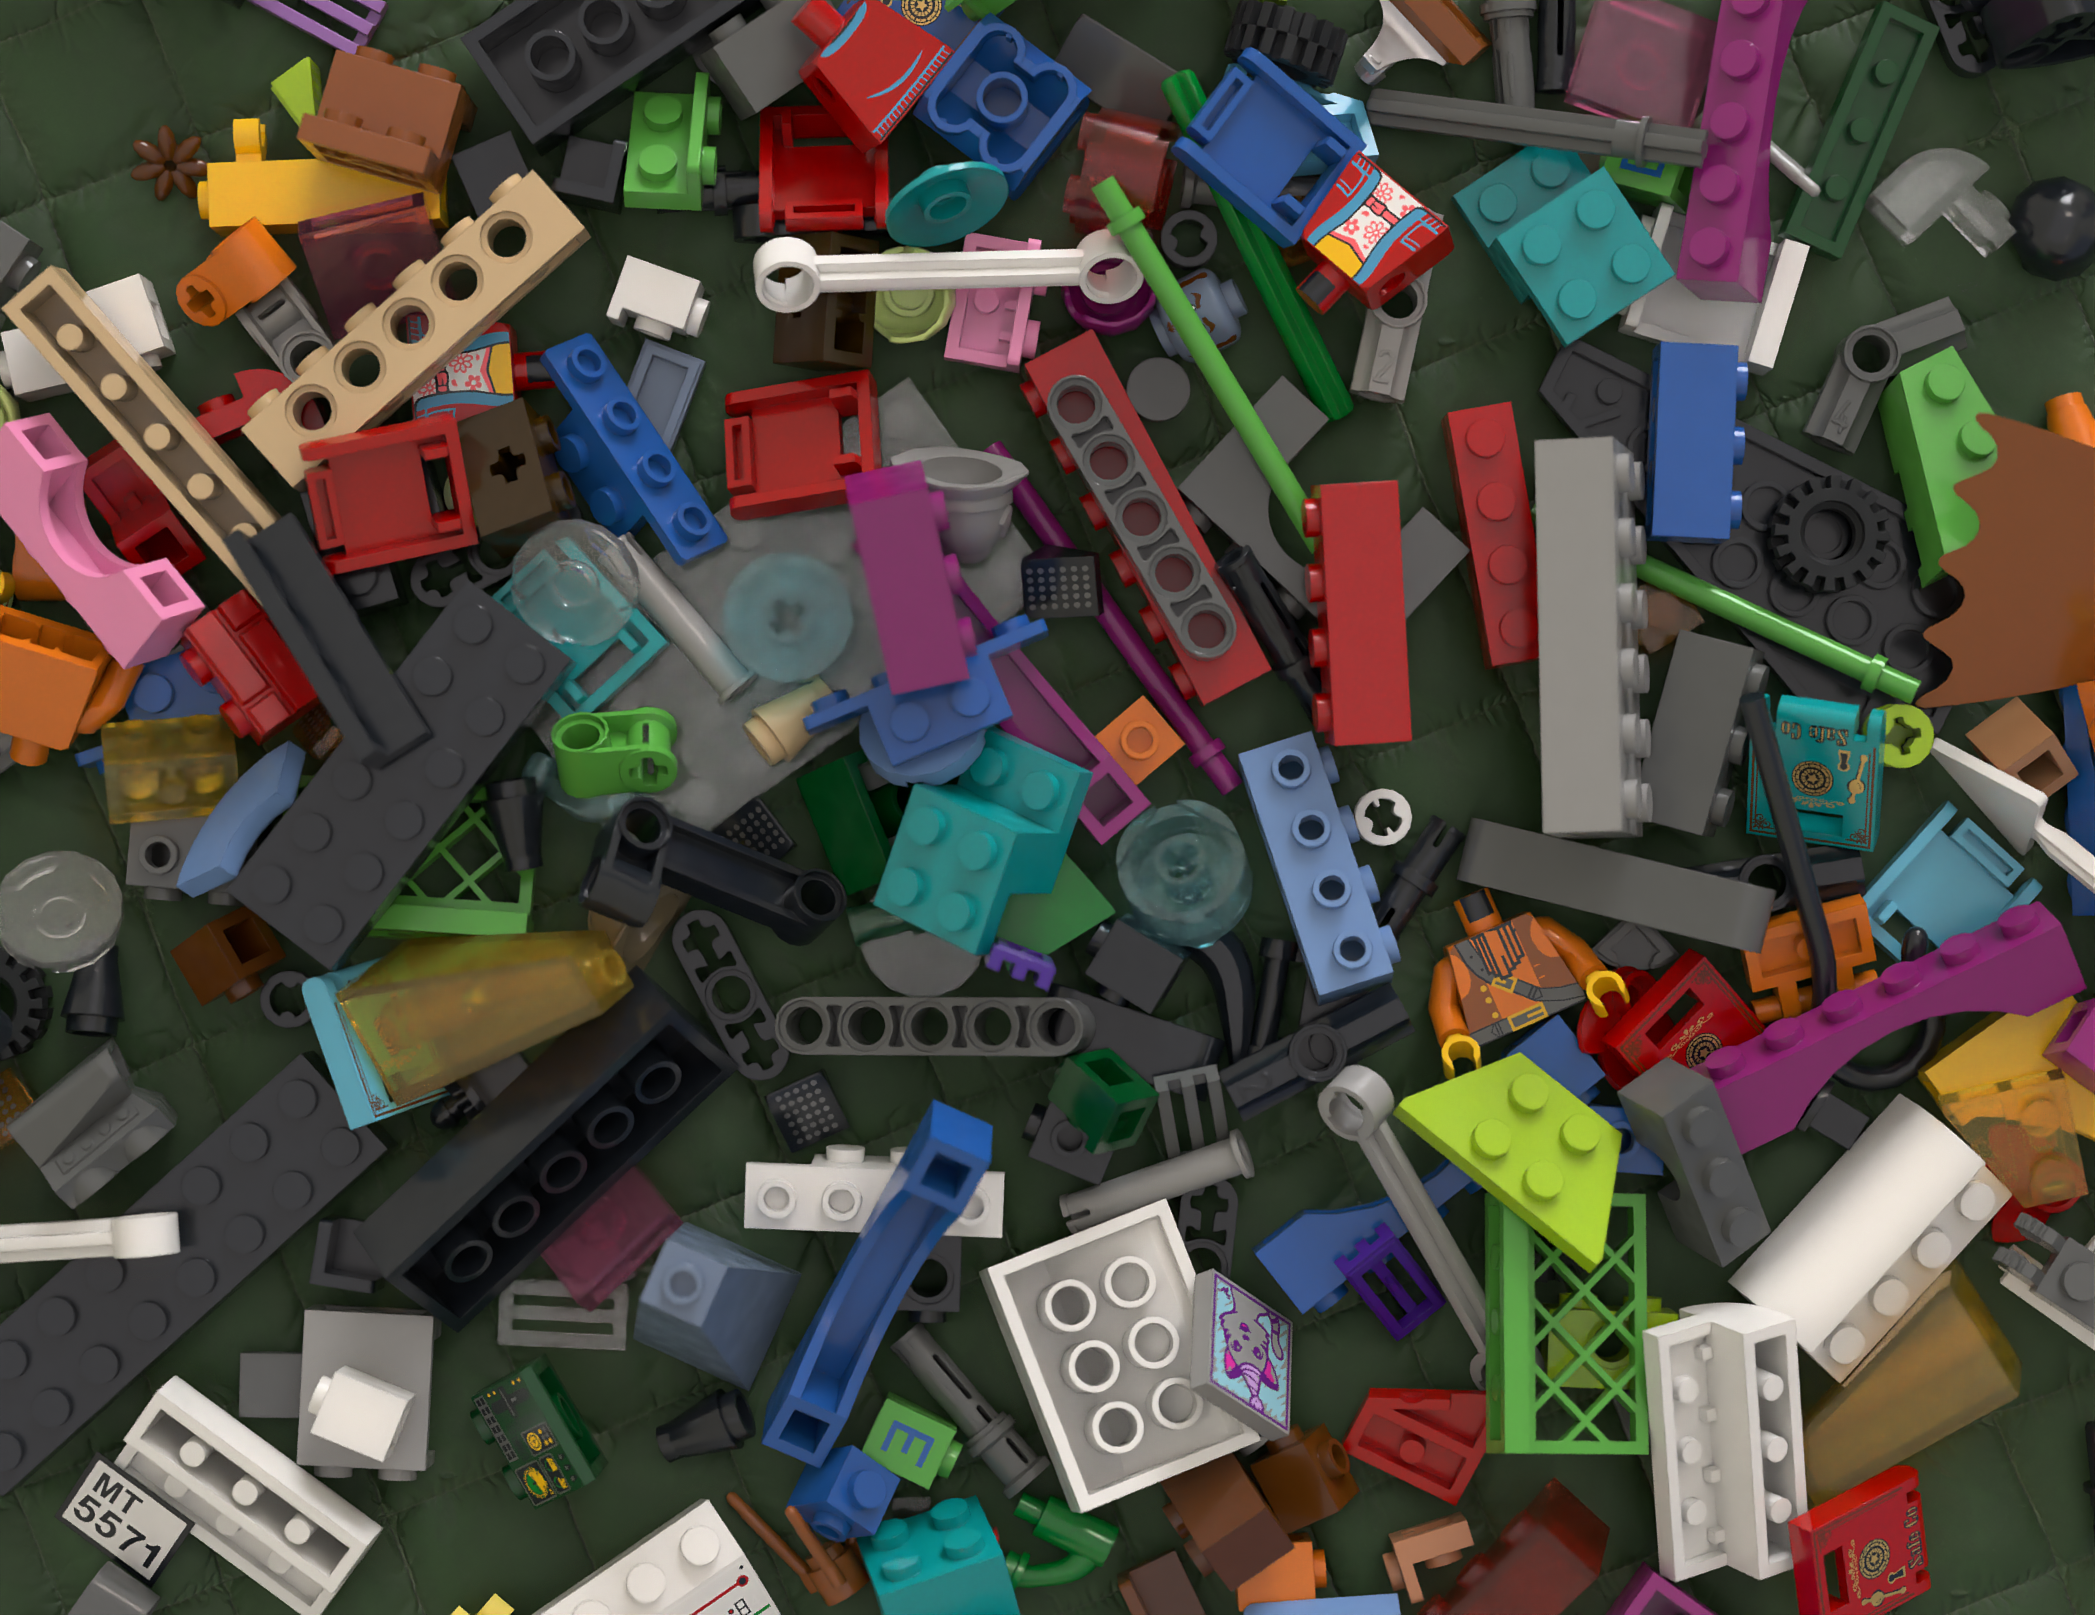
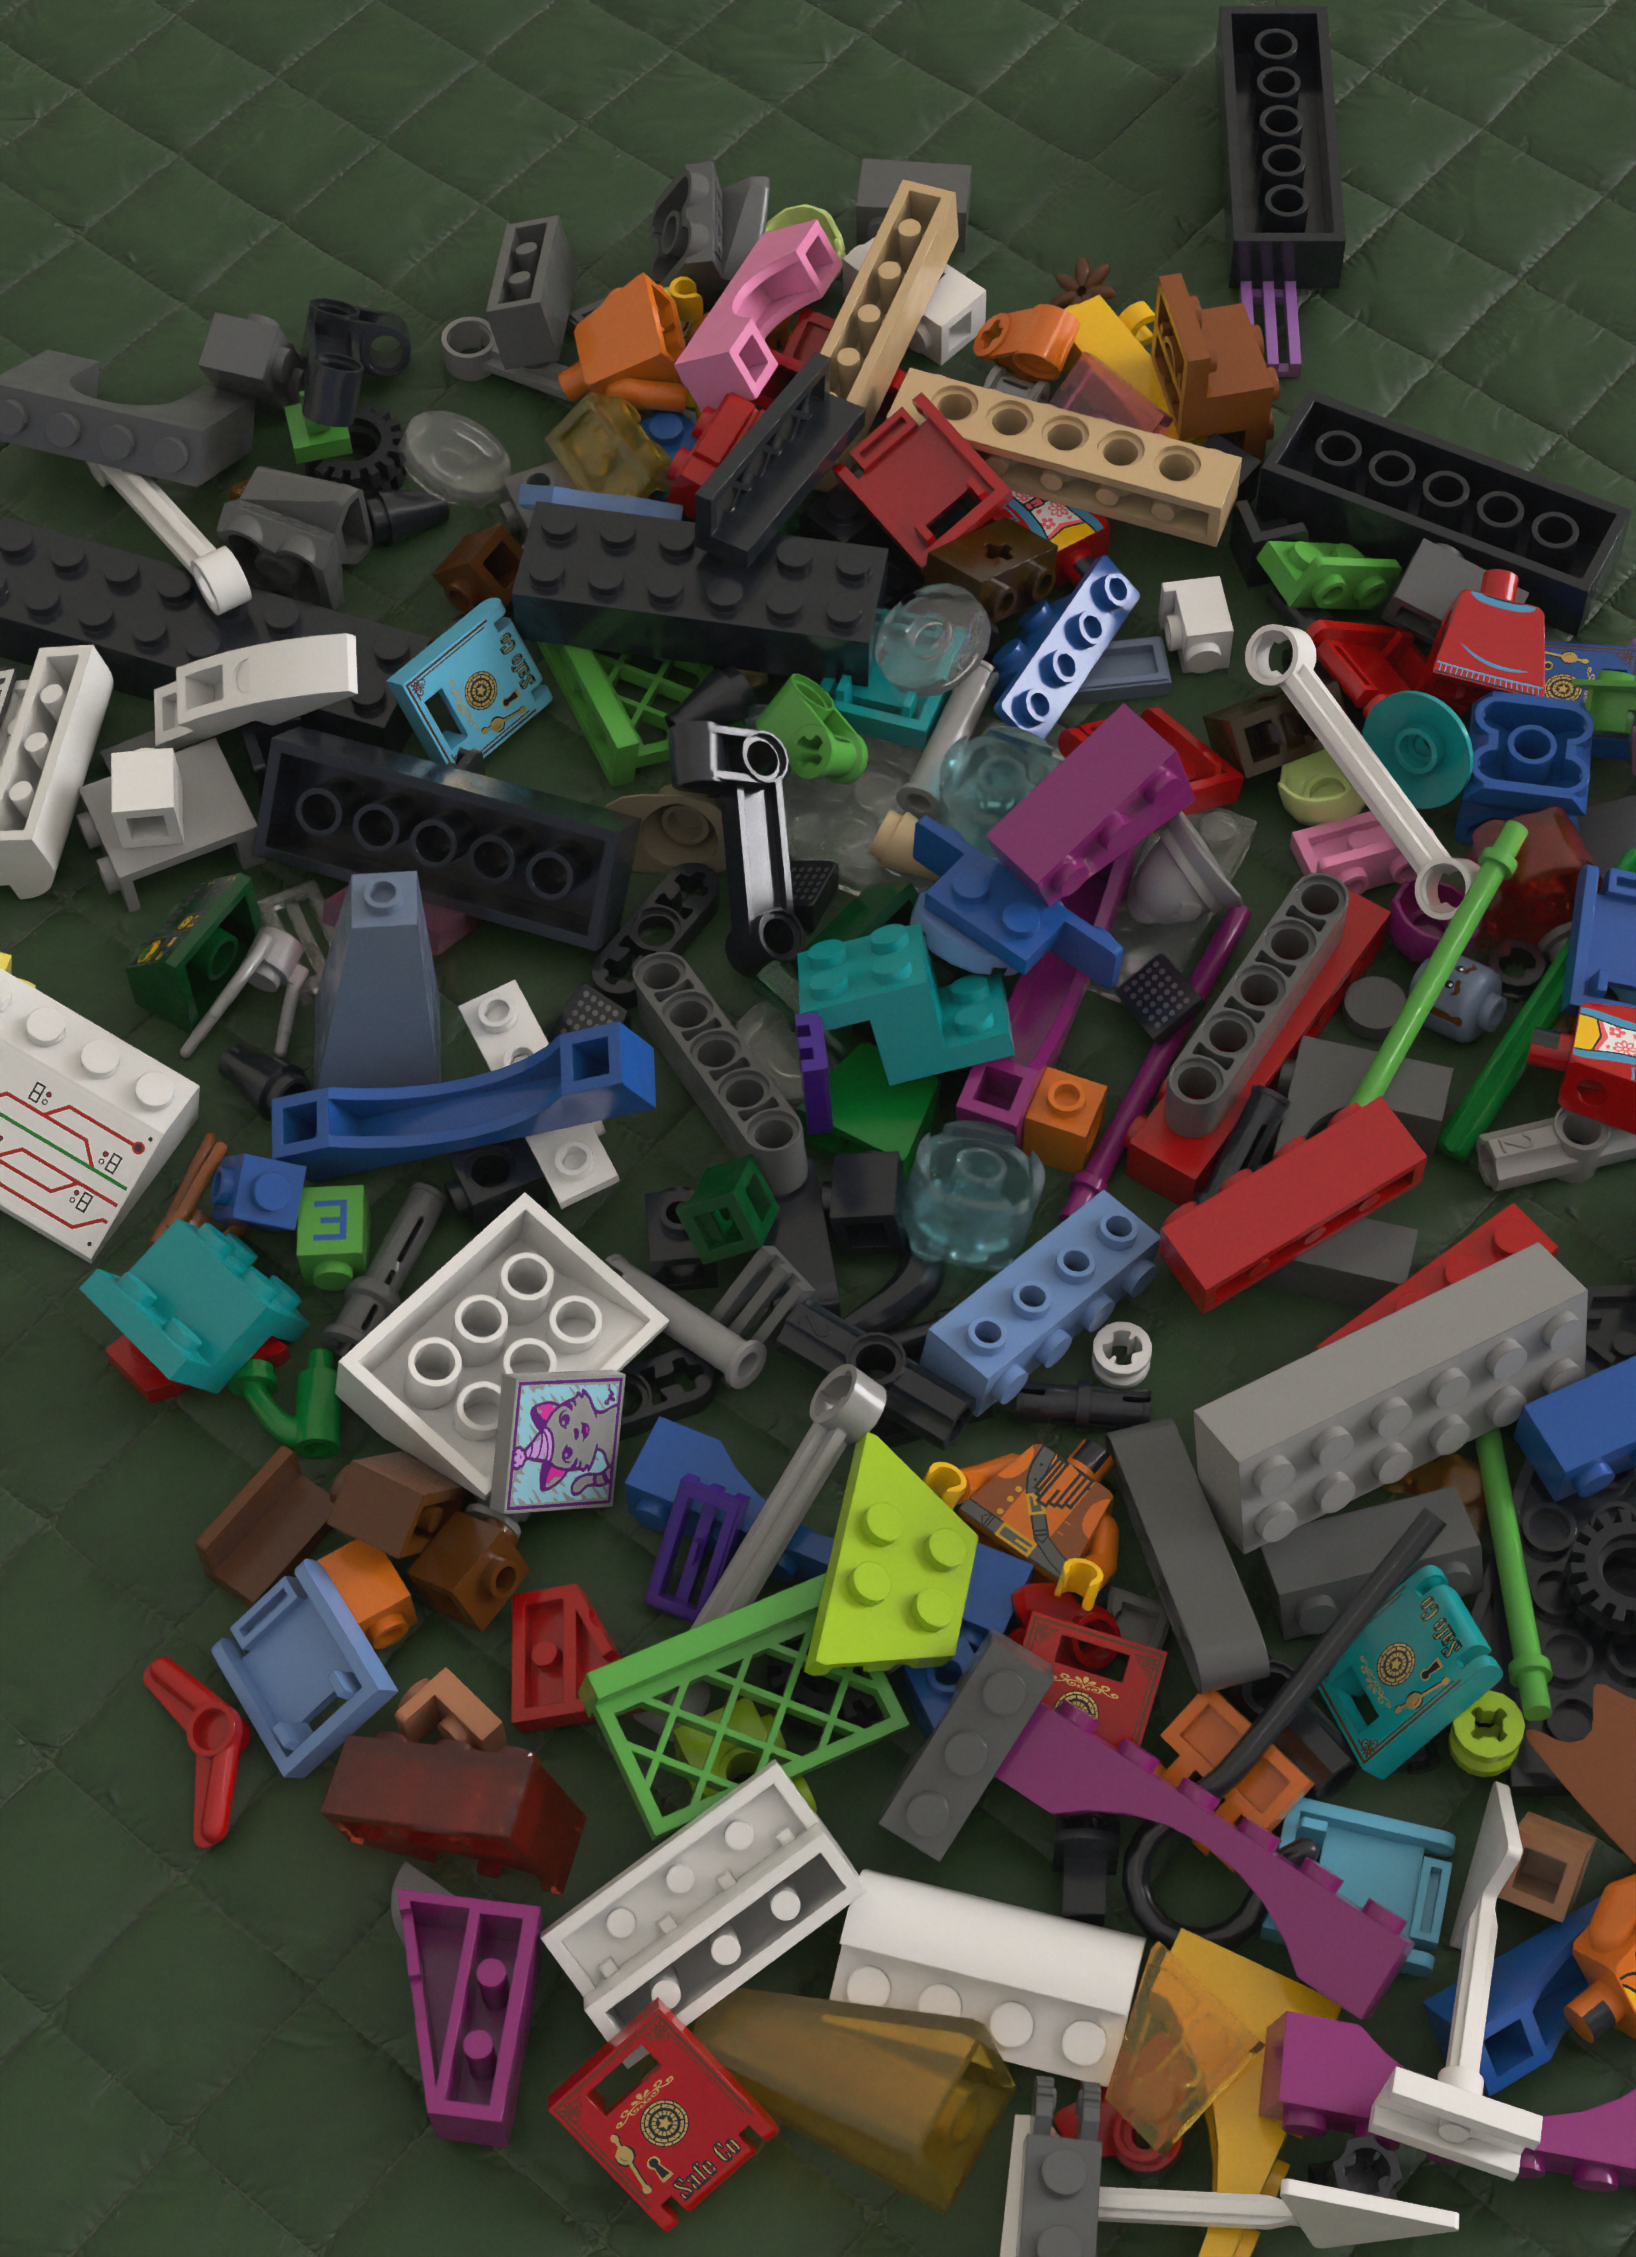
camera: 65 degrees right, 30 degrees down
(296, 1259) = (252, 684): none -> white slope
(471, 1000) = (537, 722): clear yellow slope -> none
(587, 1374) = (268, 963): none -> light grey plant

